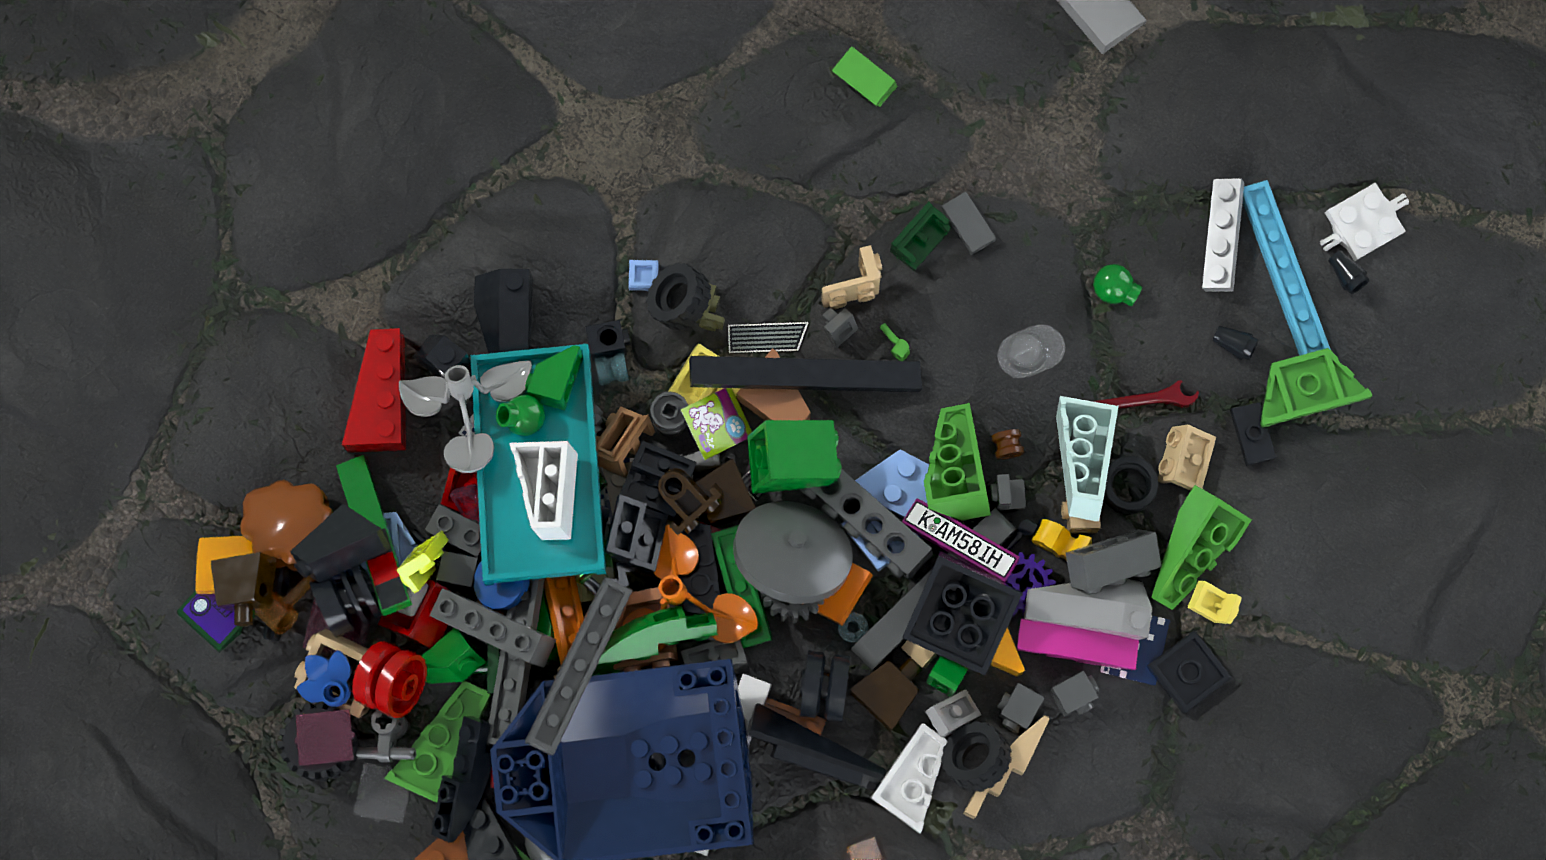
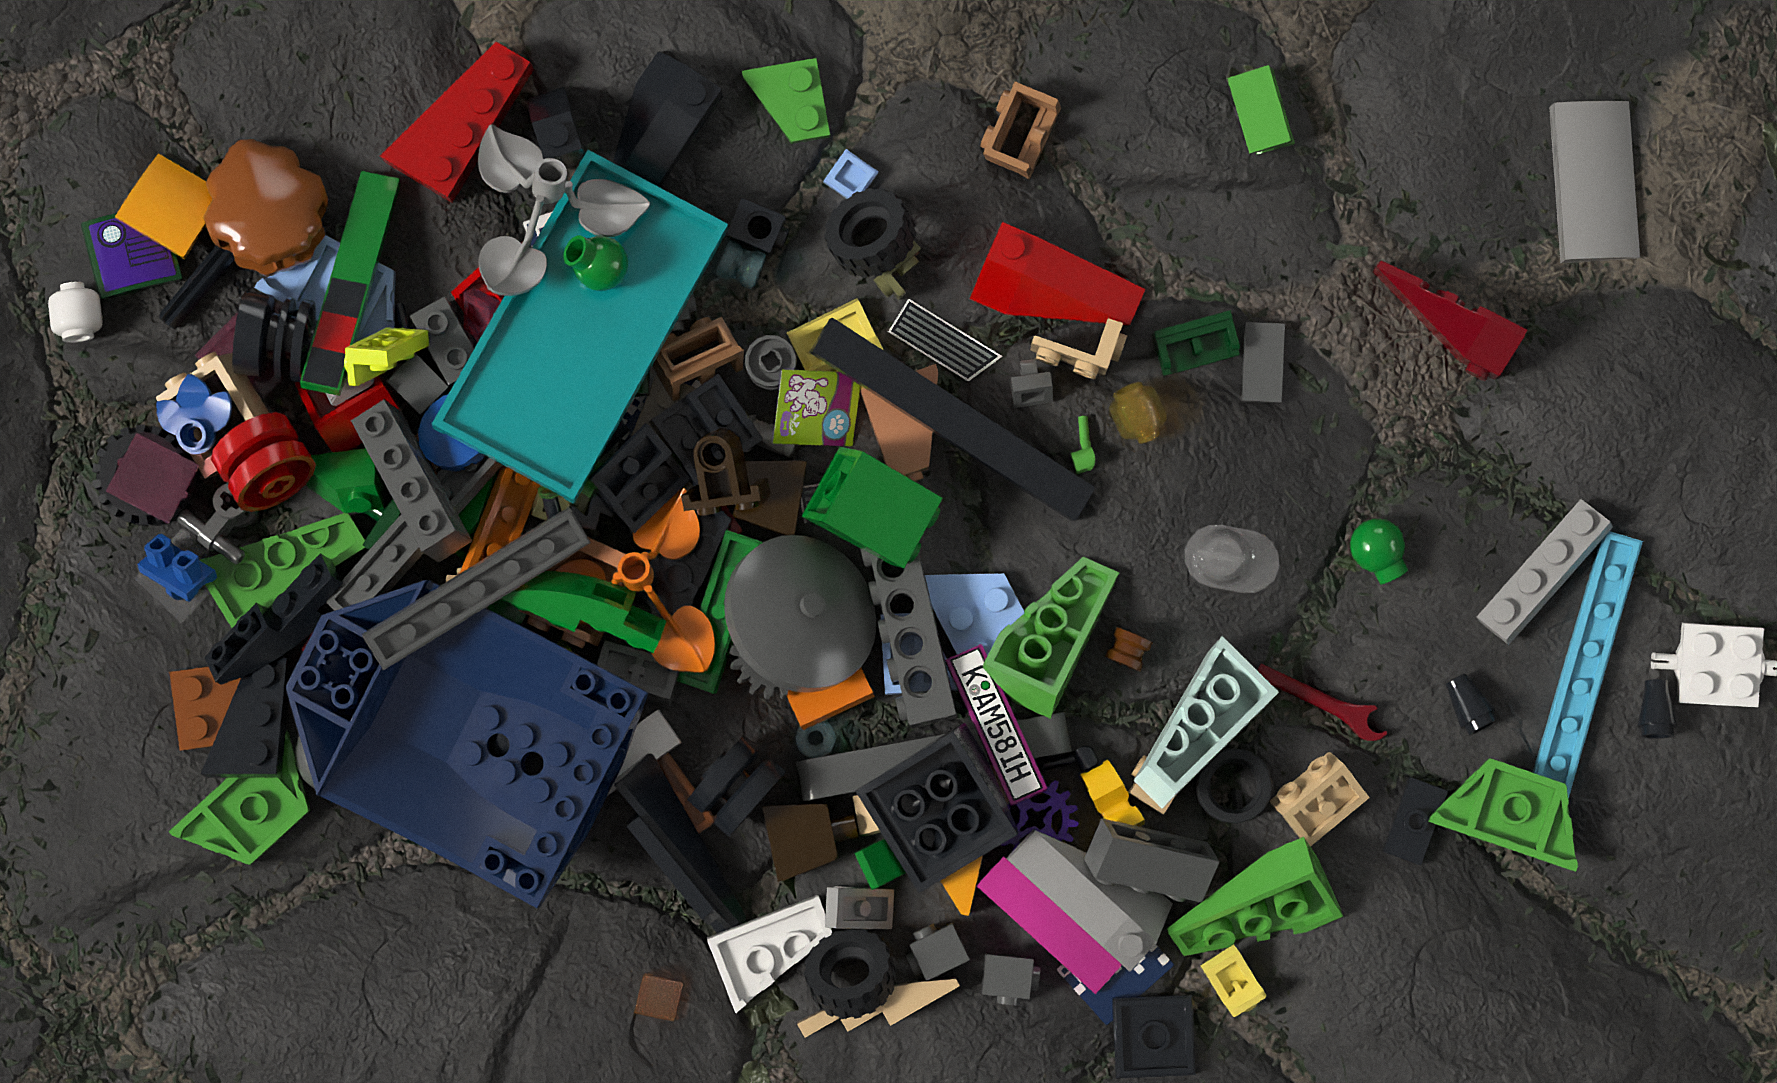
camera: 30 degrees right, 10 degrees up
(208, 670) = (75, 312): none -> white head
(244, 584) = (170, 248): dark brown torso -> none
(280, 614) = (191, 301): clear orange piece -> none
(338, 545) = (300, 274): black slope -> none
(376, 788) = (175, 569): none -> blue hips
(548, 486) = (571, 366): white wedge -> none
(555, 378) = (663, 242): green slope -> none
(576, 251) = (792, 98): none -> bright green wing
(734, 156) = (1009, 107): none -> medium nougat window
(803, 258) = (1045, 281): none -> red wedge
(914, 299) = (1137, 412): none -> clear yellow head
(1008, 493) = (1090, 705): dark grey bracket -> none
(1081, 125) = (1472, 336): none -> dark red wedge

